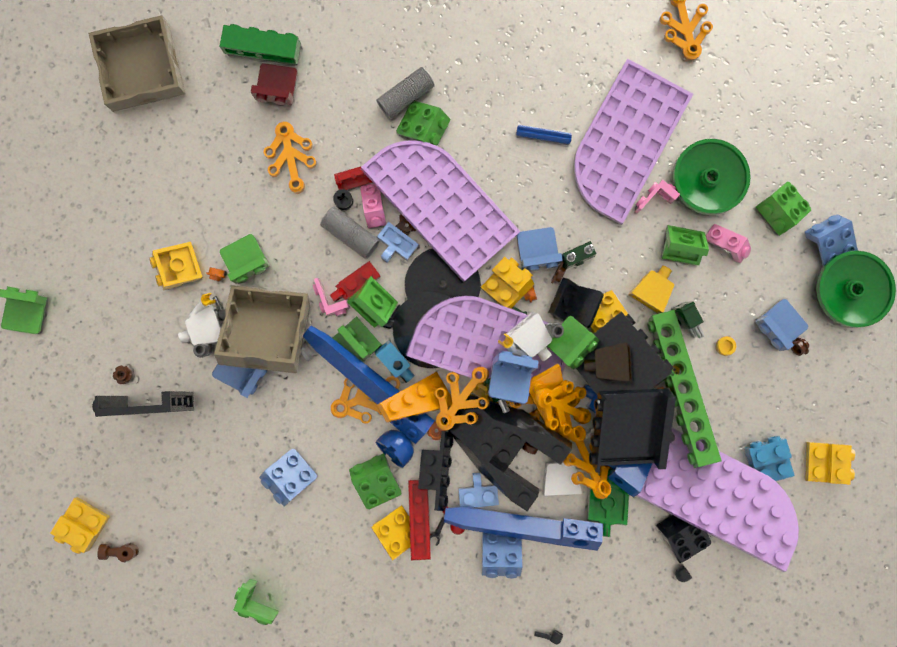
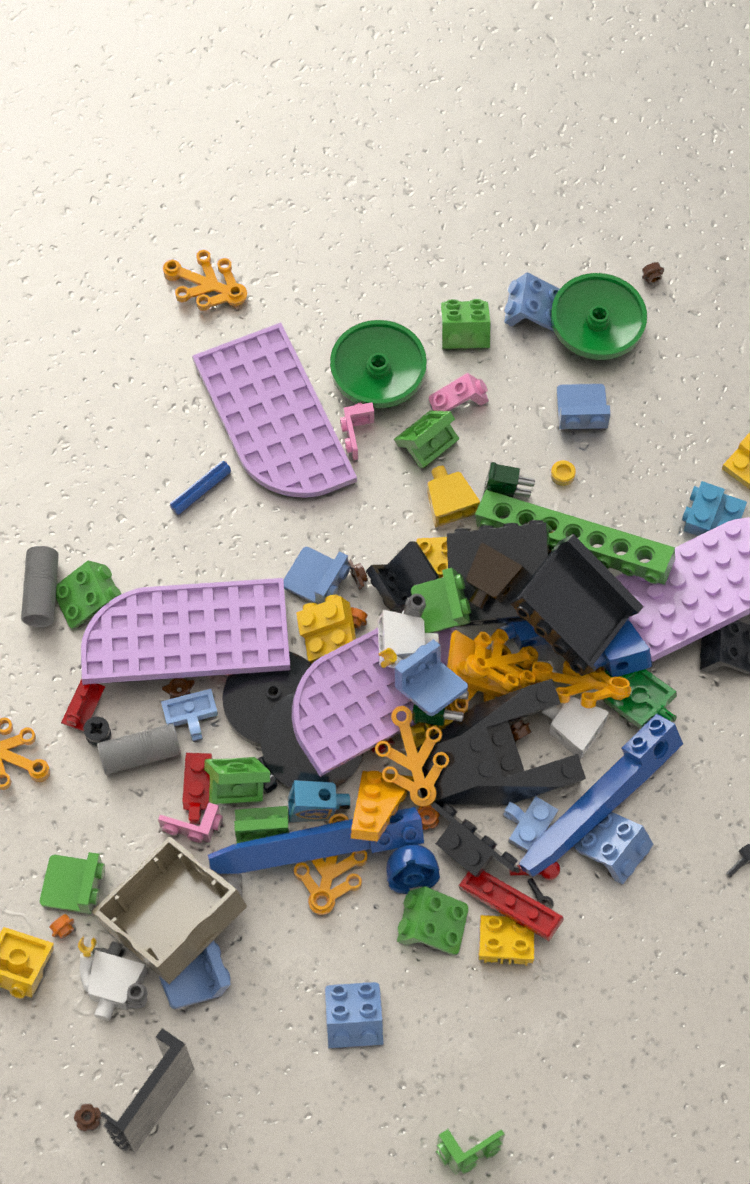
camera: 50 degrees left, 20 degrees down
(372, 206) = (131, 703): bright pink bracket -> none
(578, 255) = (355, 538): dark green piece -> none
(800, 347) = (618, 406): reddish brown plate -> none

